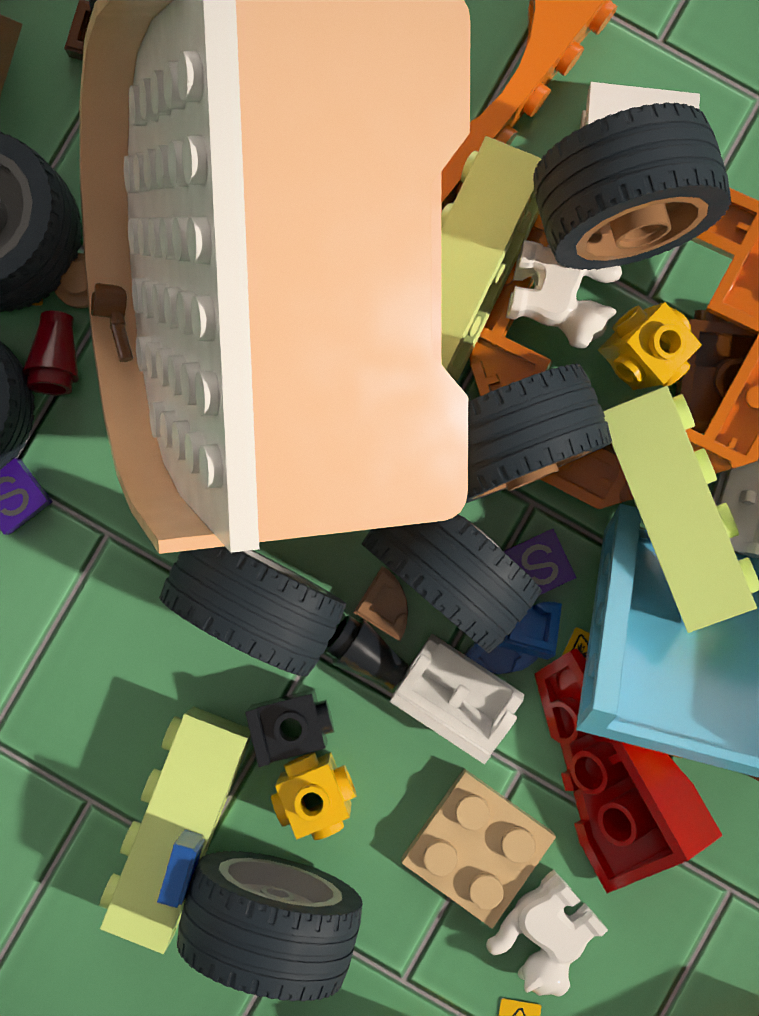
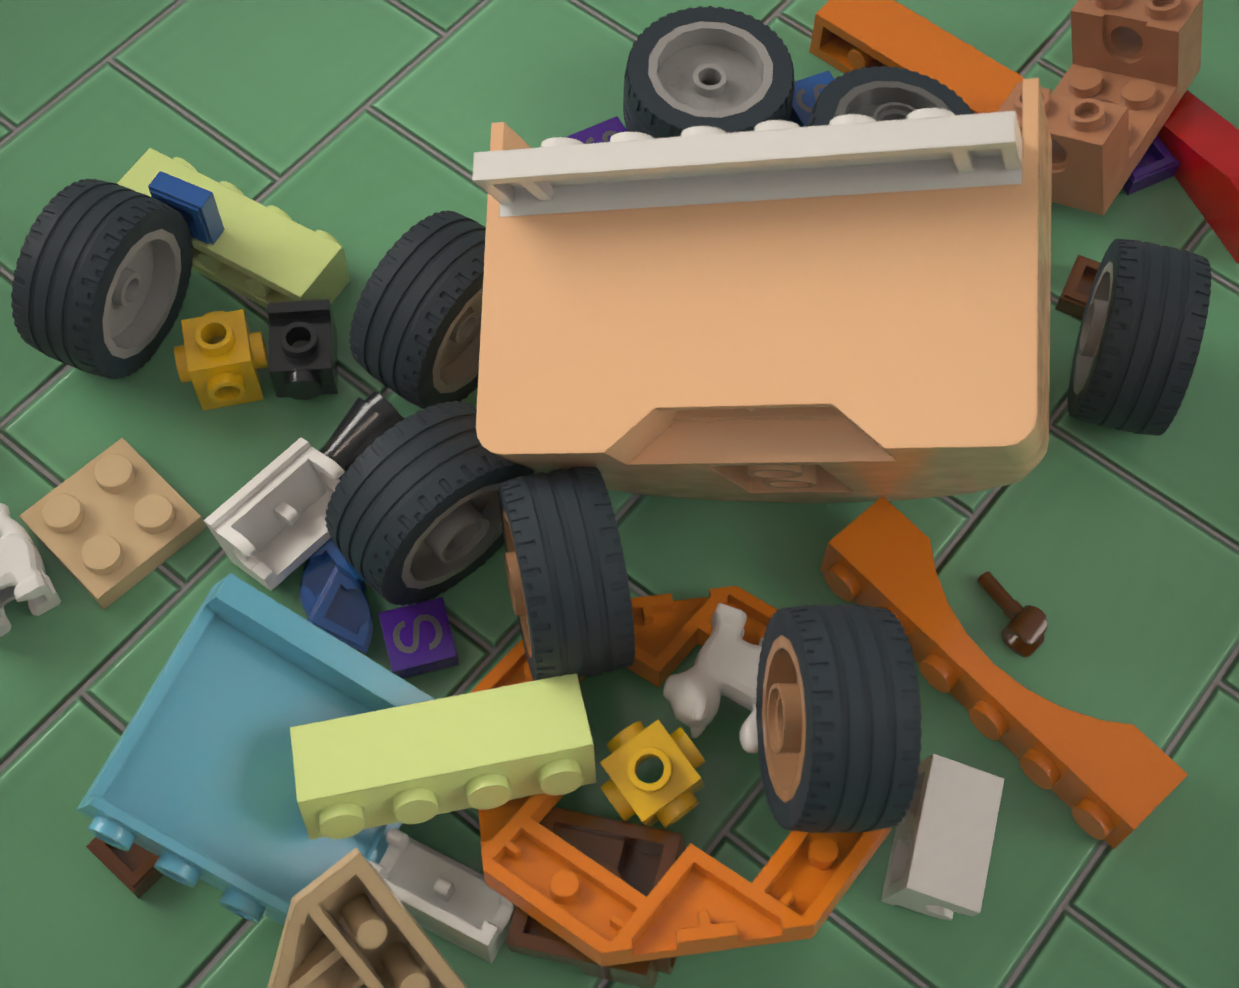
camera: 95 degrees right, 25 degrees down
(482, 243) = (739, 560): yellowish green brick -> none
(631, 800) = (87, 690): red wedge -> none

